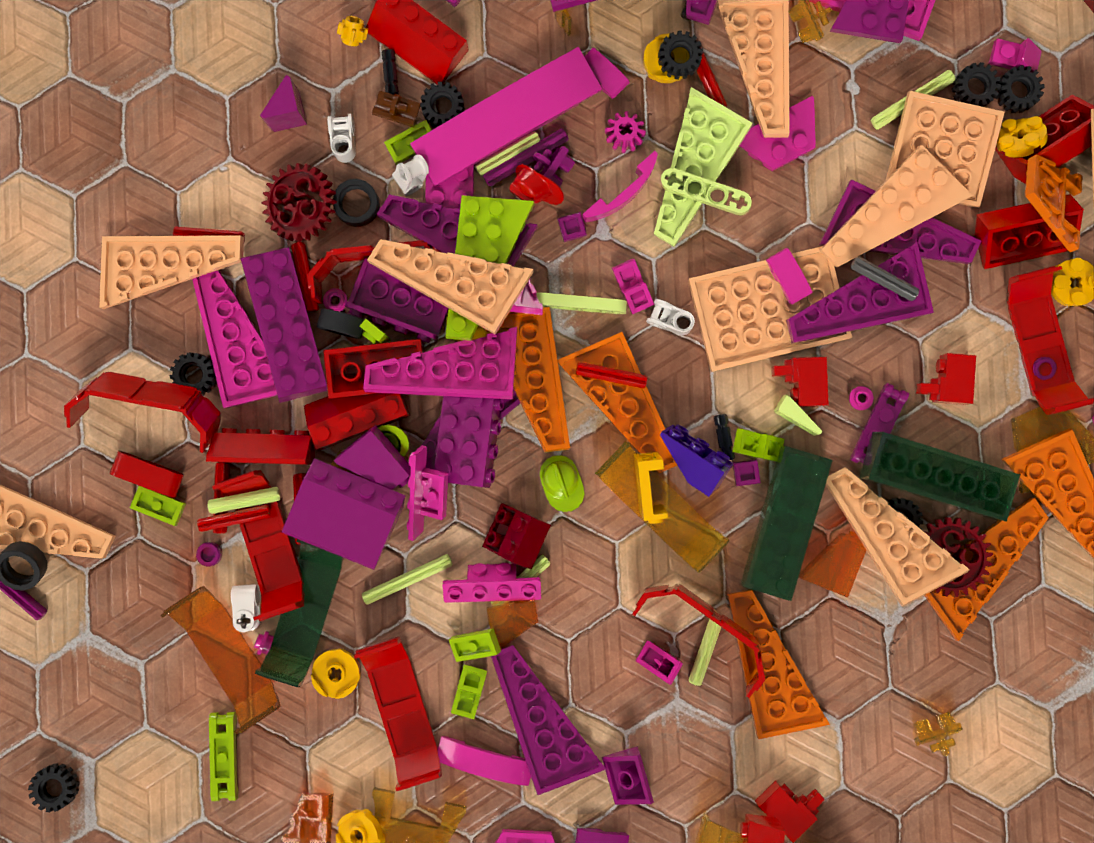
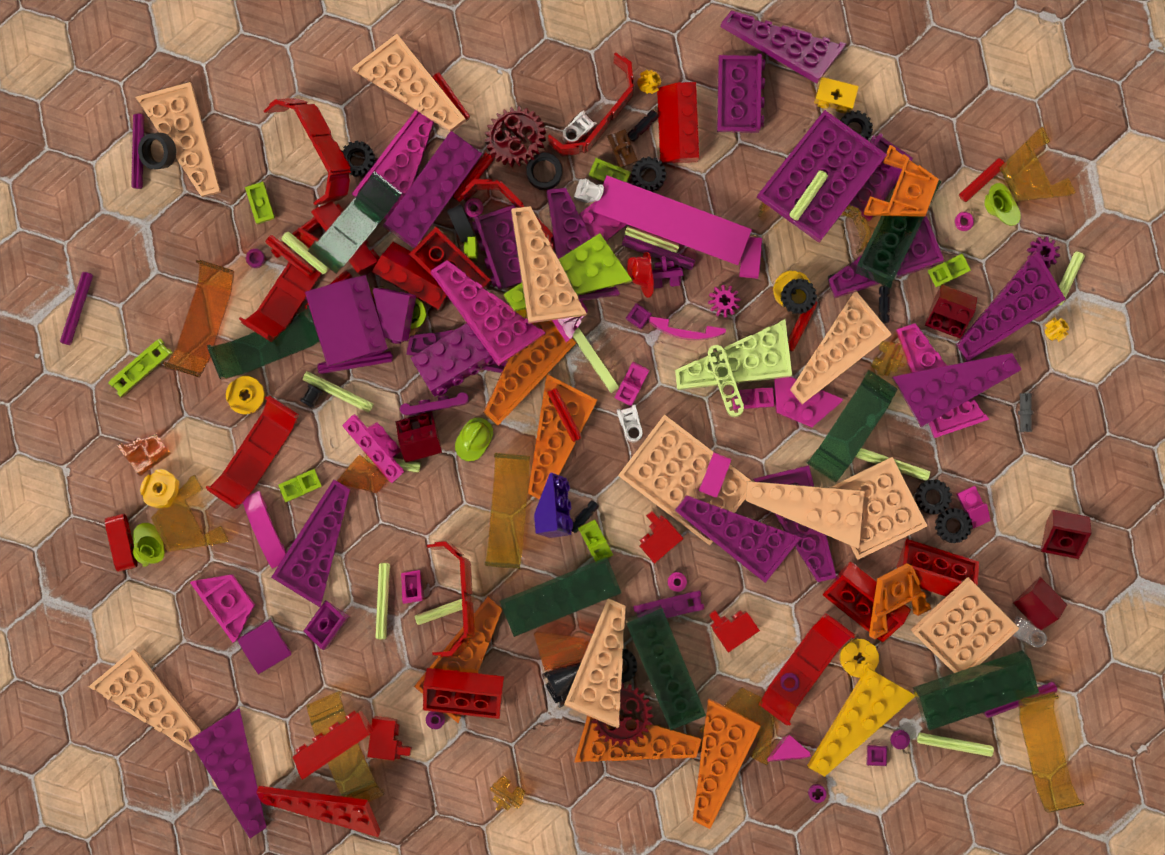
camera: 55 degrees right, 0 degrees up
(40, 793) = (29, 275): black tyre -> none
(112, 772) = (76, 308): none -> magenta axle
(146, 474) = (273, 180): red beam -> none
(245, 603) = (243, 305): white piece -> none
(254, 426) = (355, 223): none -> windscreen
(263, 643) = (228, 336): dark pink plate -> none
(284, 107) = (567, 80): magenta slope -> none
(318, 39) = (575, 148): none -> red windscreen
(372, 575) = (381, 358): none -> magenta axle
(390, 609) = (311, 396): none -> black bush
(427, 493) = (399, 360): dark pink bracket -> none
(474, 645) = (331, 465): lime plate -> none
(492, 502) = (427, 406): none -> magenta plate
(643, 464) = (526, 479): yellow panel -> none
(648, 701) = (382, 601): none -> yellowish green axle
(743, 177) = (755, 398): none -> dark pink slope
(746, 473) = (572, 548): magenta tile -> none
(793, 413) = (632, 543): yellowish green slope -> none
(800, 740) = (430, 724): none -> magenta plate
(806, 695) = (462, 693): none -> red slope
(852, 105) = (853, 427): none -> clear green windscreen
(871, 589) = (560, 682): none -> black cone
(885, 278) = (760, 535): dark grey axle -> none
(1032, 131) = (923, 541): yellow plate -> none

